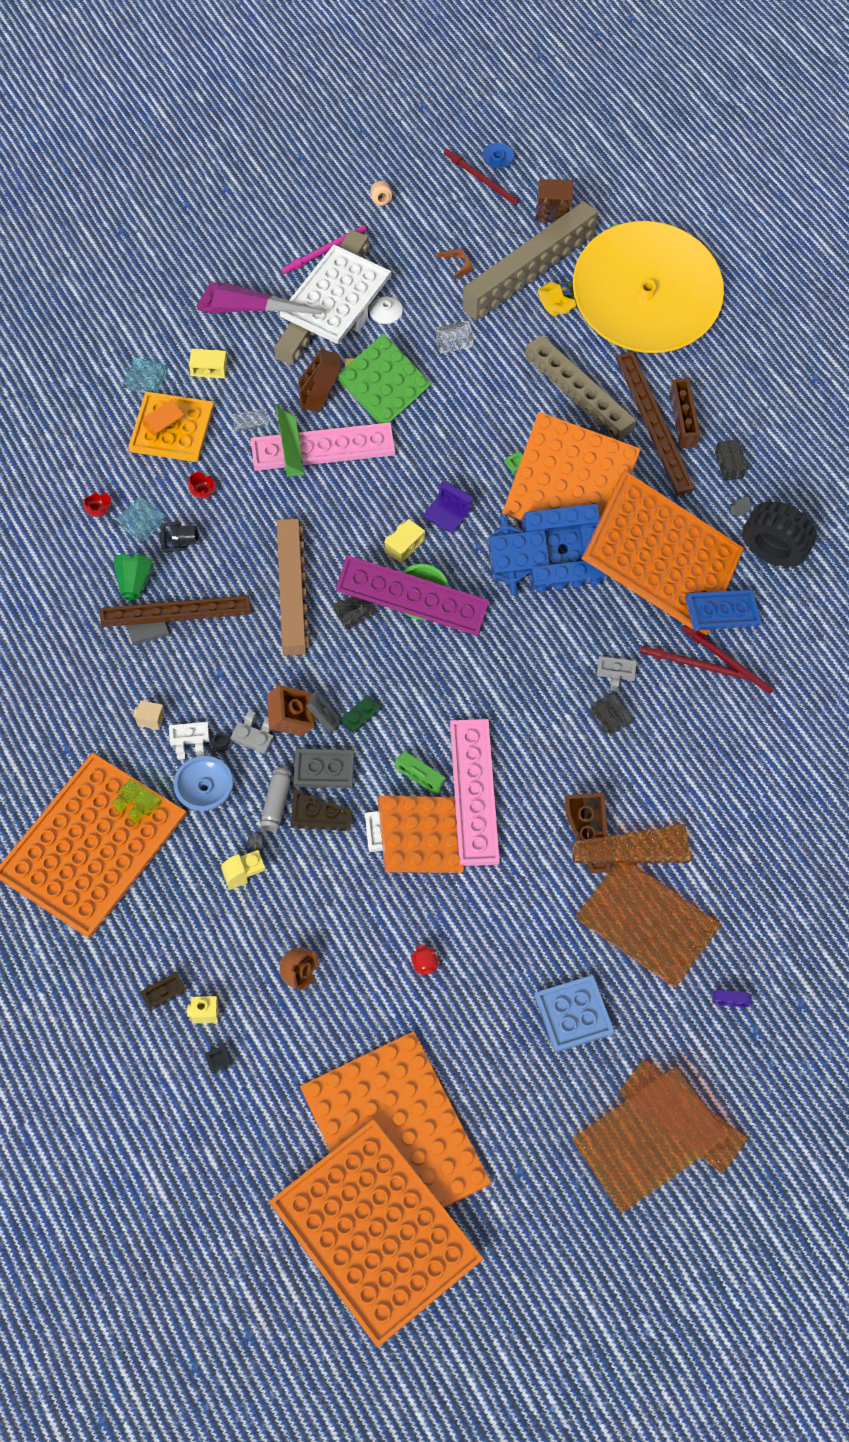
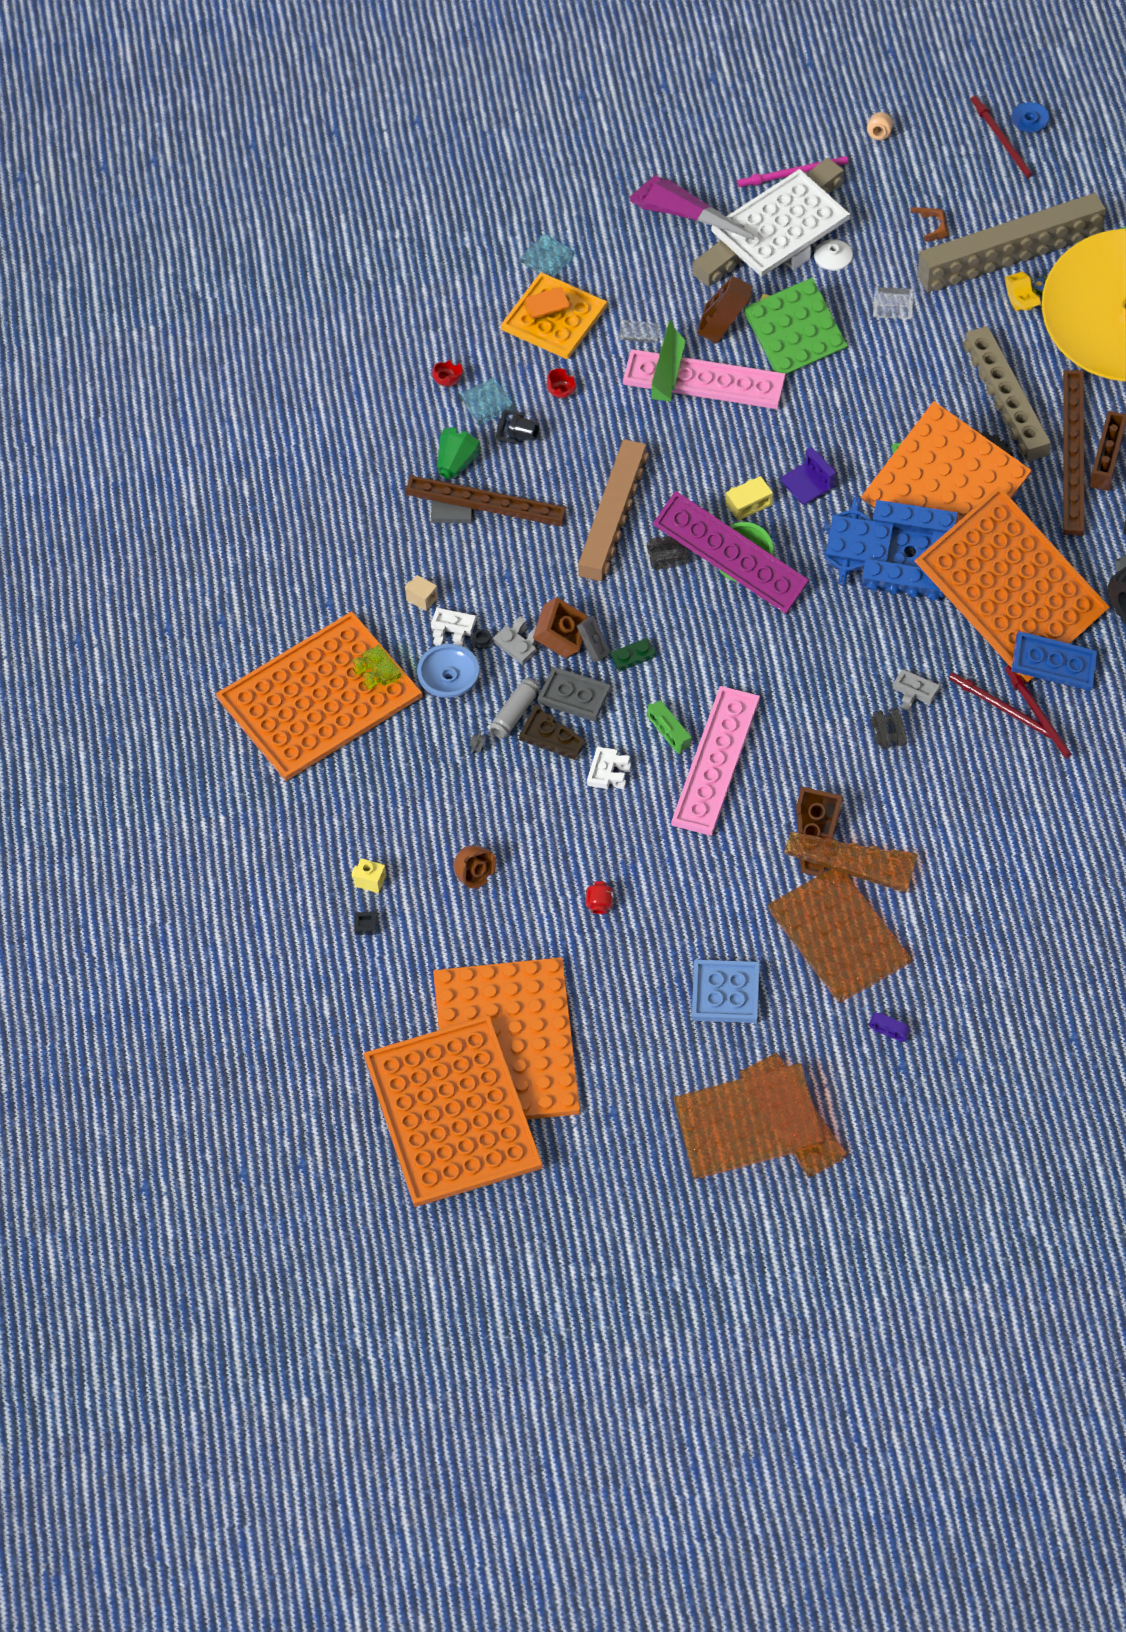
camera: 25 degrees right, 5 degrees down
(163, 991) = (337, 848): dark brown plate -> none
(208, 363) = (618, 260): light yellow brick -> none
(239, 868) = (450, 758): light yellow brick -> none
(419, 834) = (642, 781): orange plate -> none
(553, 199) = (1059, 181): reddish brown brick -> none

